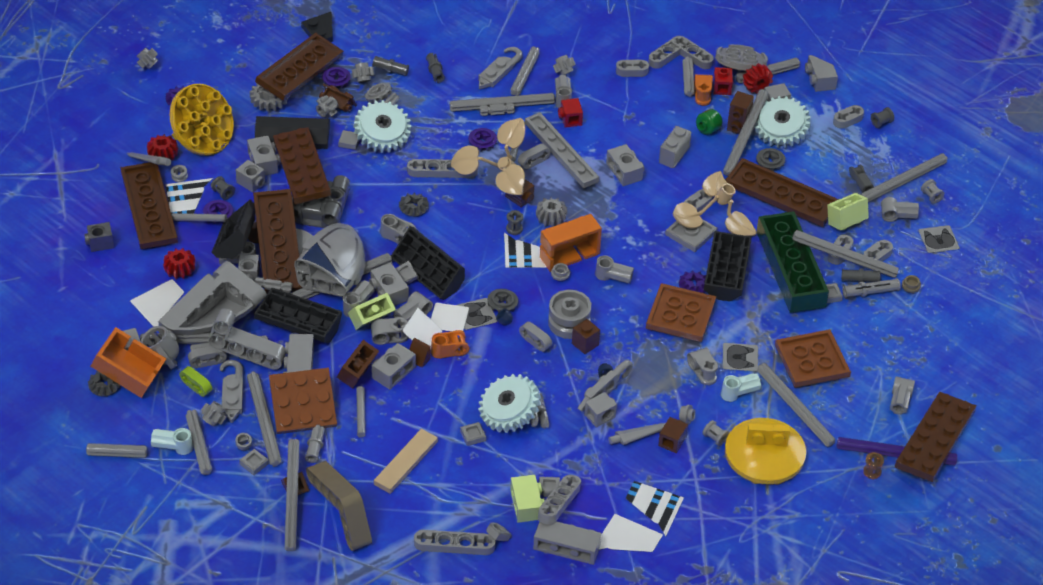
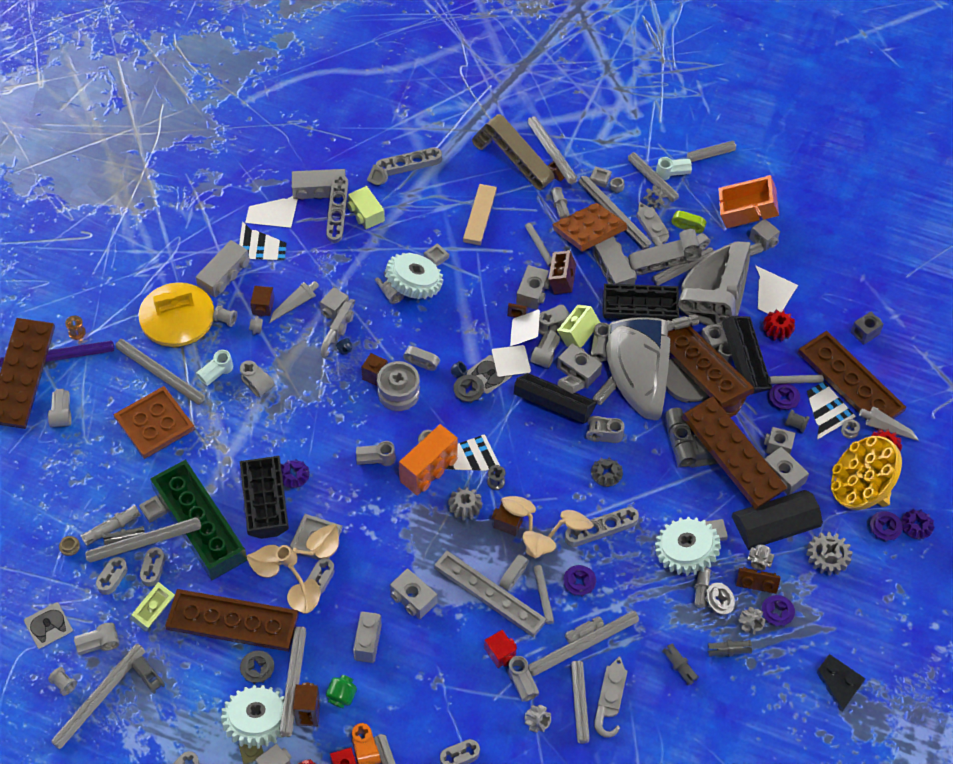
camera: 160 degrees right, 10 degrees up
(165, 347) = (734, 229): light grey helmet -> none
(299, 66) = (819, 592): reddish brown plate -> none
(448, 343) = (493, 326): orange piece -> none
(548, 484) = (353, 230): light grey tile -> none
(681, 312) = (295, 430): dark orange plate -> none
(703, 478) = (223, 268): none -> light grey brick
(740, 357) = (225, 409): sticker -> none

